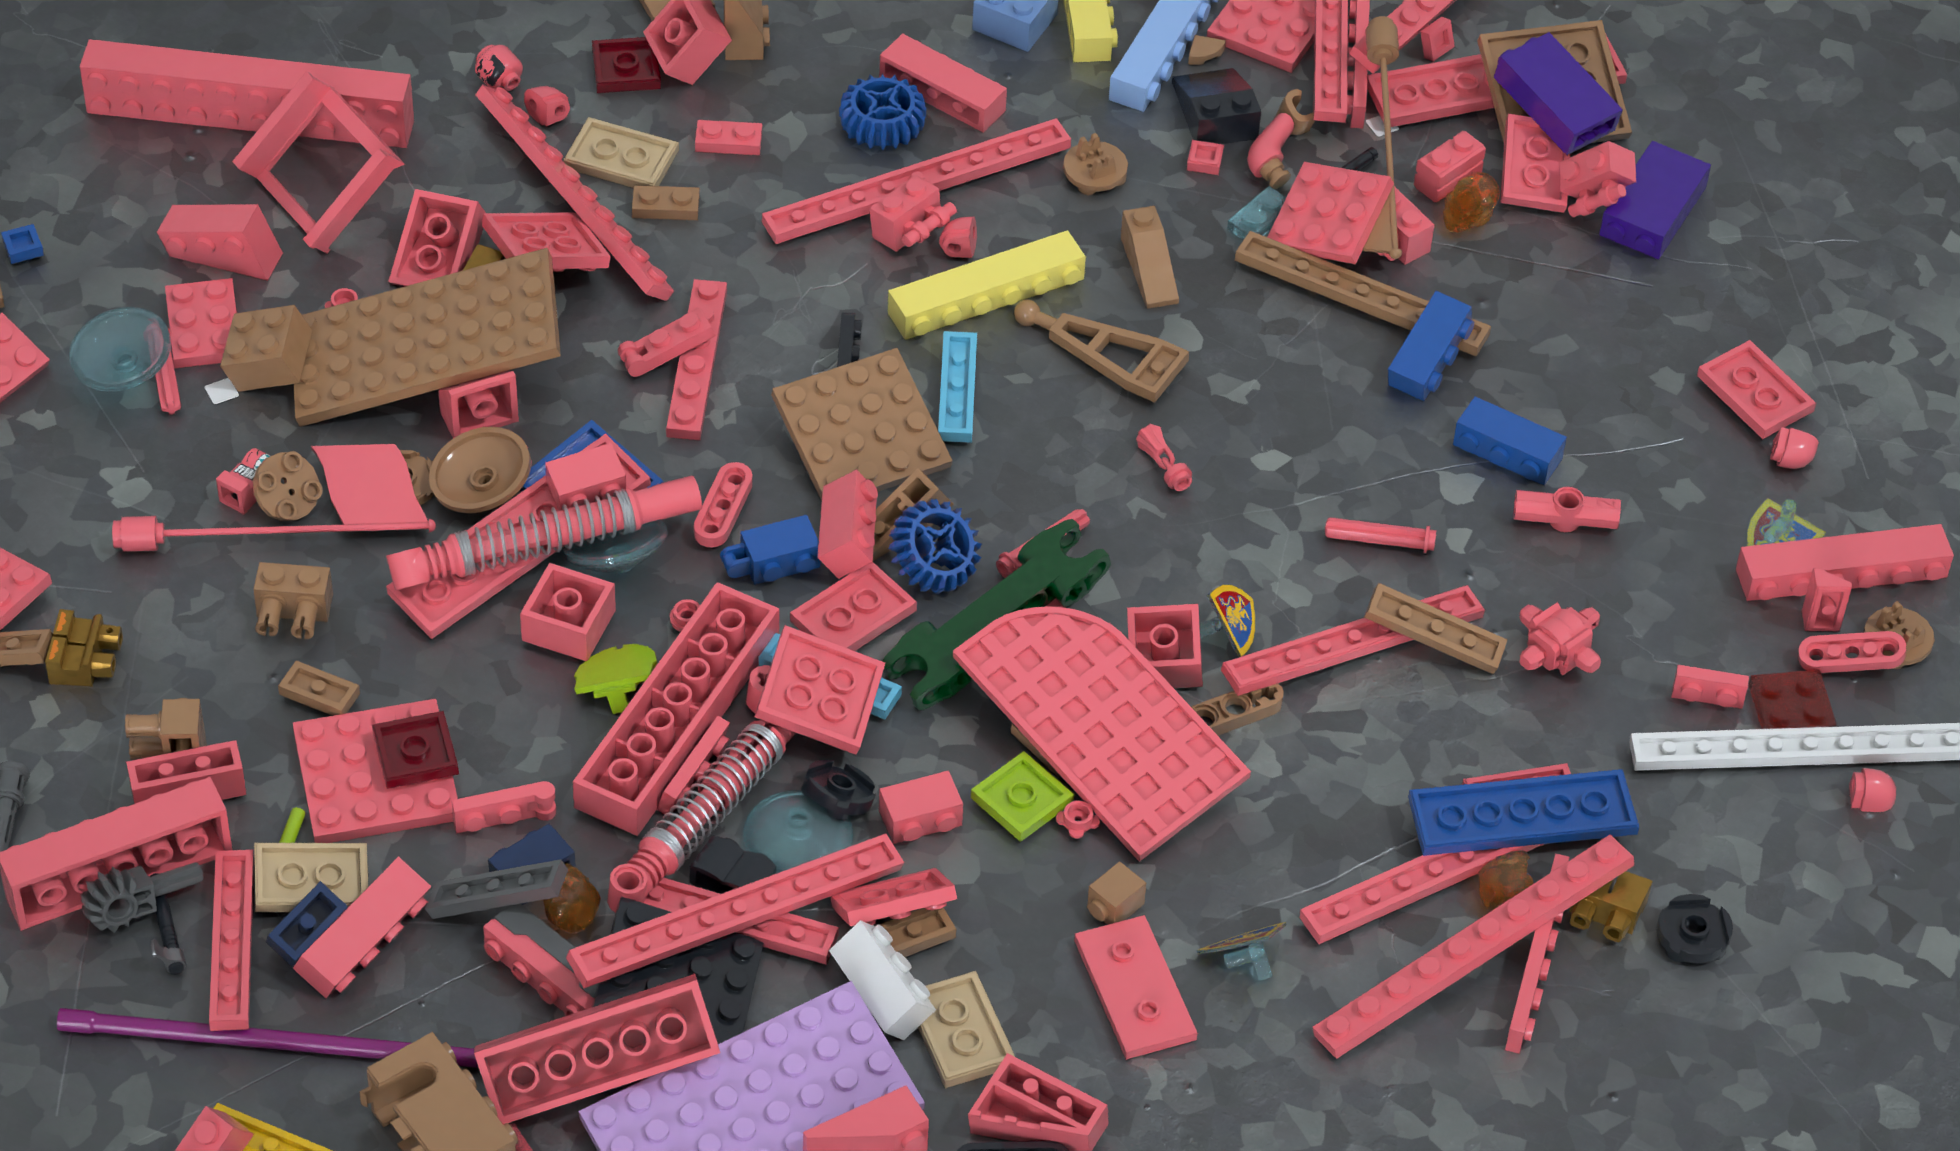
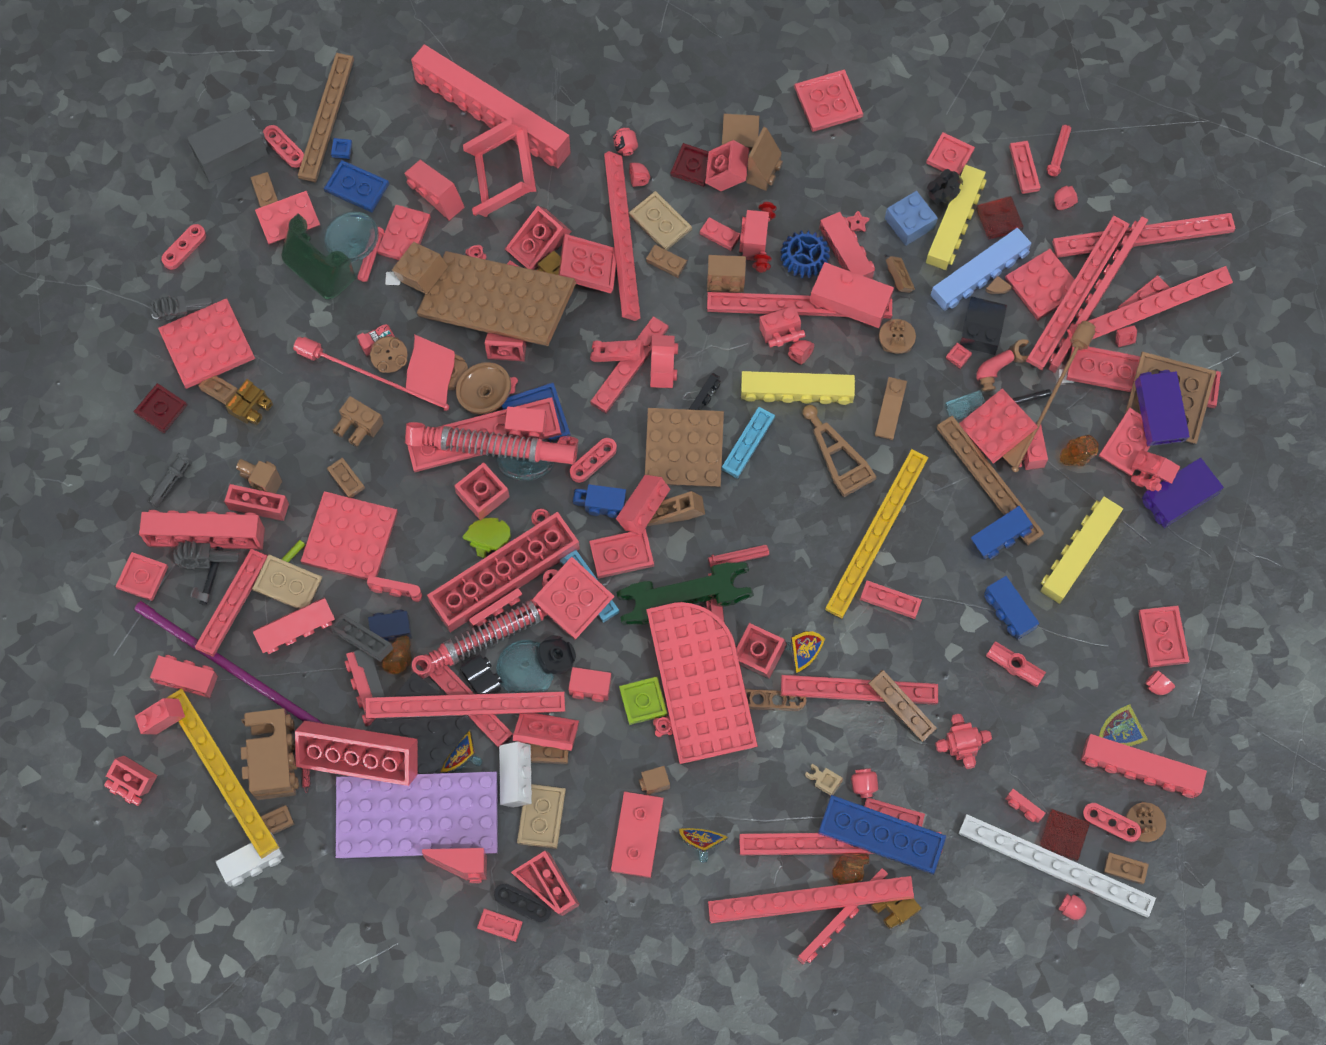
camera: 30 degrees right, 20 degrees up
(40, 972) = (142, 576): none -> coral plate
(76, 405) = (324, 274): none -> clear green windscreen
(77, 287) = (356, 186): none -> blue tile
(230, 1078) = (184, 675): none -> coral brick
(305, 923) = (267, 613): dark blue brick -> none
(415, 749) = (369, 536): dark red tile -> none
(755, 337) = (663, 361): none -> coral brick
(774, 989) = (461, 755): none -> shield
(777, 172) = (726, 273): none -> medium nougat brick
(795, 112) = (754, 235): none -> coral brick
(916, 546) = (671, 542): blue gear -> none
(938, 42) = (858, 226): none -> coral plate
(994, 128) = (851, 295): none -> coral brick
(1037, 80) = (900, 274): none -> medium nougat plate
(1152, 442) = (828, 521): coral piece -> none
(1239, 430) = (876, 534): none -> yellow plate
(1319, 504) = (890, 599): none -> coral plate
(1381, 533) = (912, 632): coral axle -> none
(1385, 783) = (825, 781): none -> tan plate
(1447, 164) = (1082, 422): coral brick -> none
(1447, 758) = (864, 782): none -> coral head
(1560, 327) = (1081, 550): none -> light yellow brick
(1689, 946) = (941, 937): black plate -> none
(1825, 601) = (1114, 788): coral slope -> none
(1913, 705) = (1126, 868): none -> medium nougat plate

